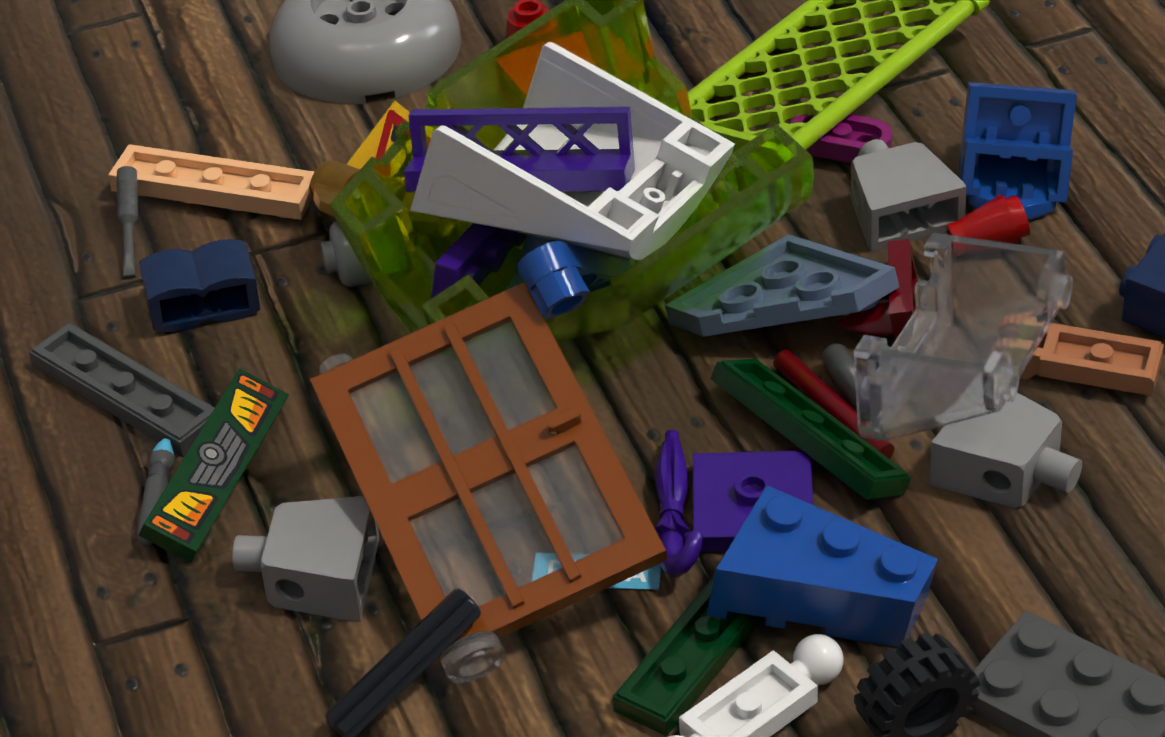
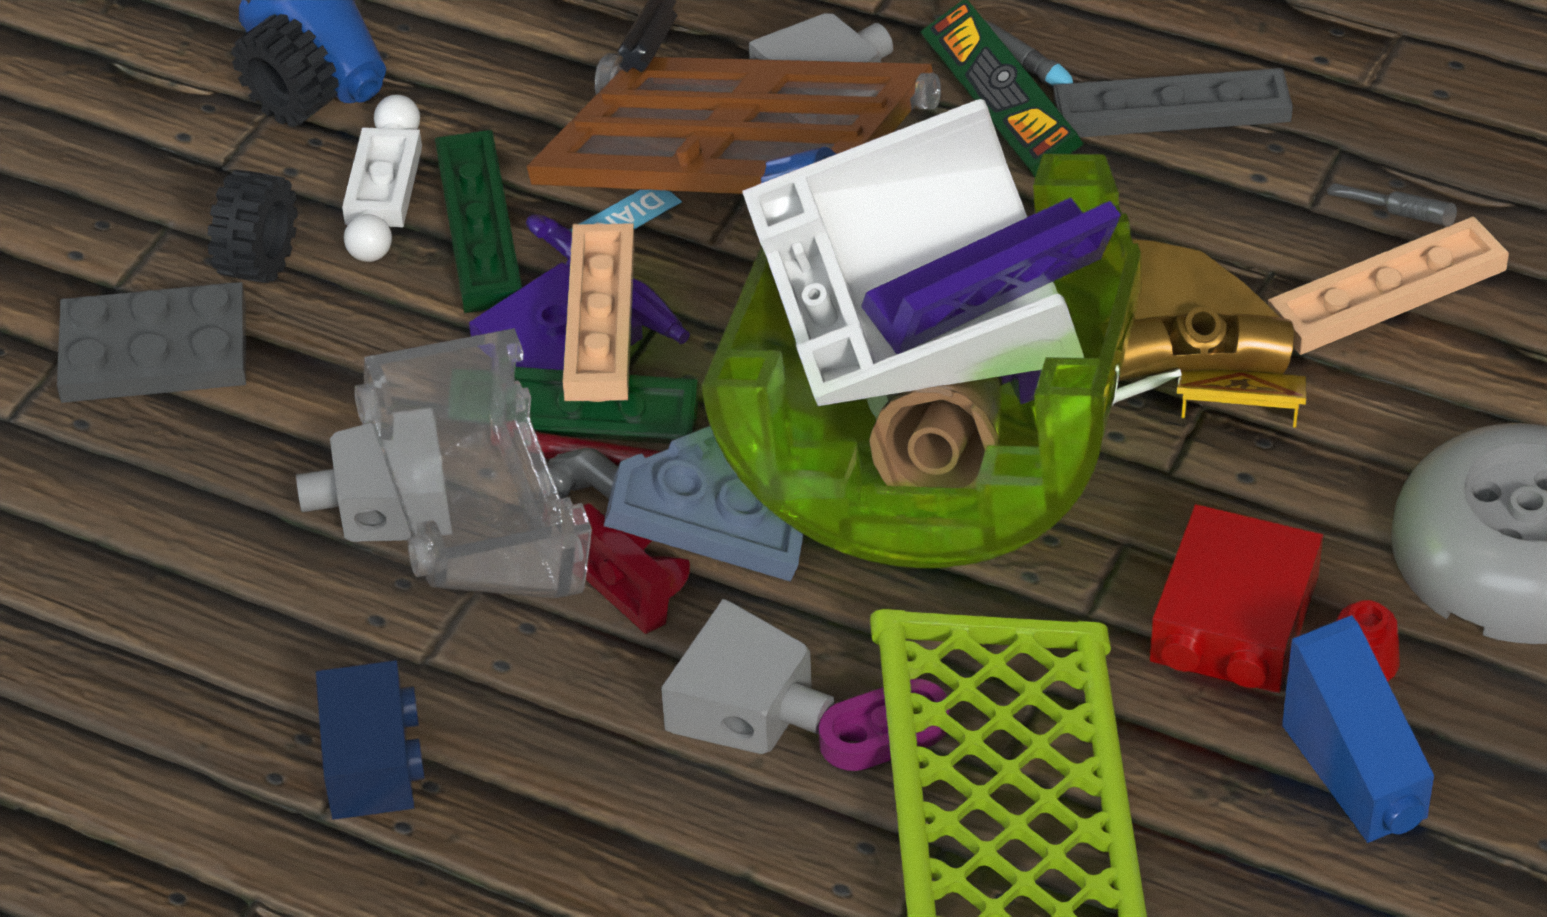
camera: 135 degrees right, 5 degrees up
(199, 285) = (1236, 189): dark blue brick -> none
(733, 429) = (599, 313): none -> light nougat plate
(821, 572) = (410, 263): blue wedge -> none
(996, 220) = (616, 714): red cone -> none
(1017, 145) = (680, 797): blue piece -> none
(1097, 359) = (397, 624): nougat hinge -> none

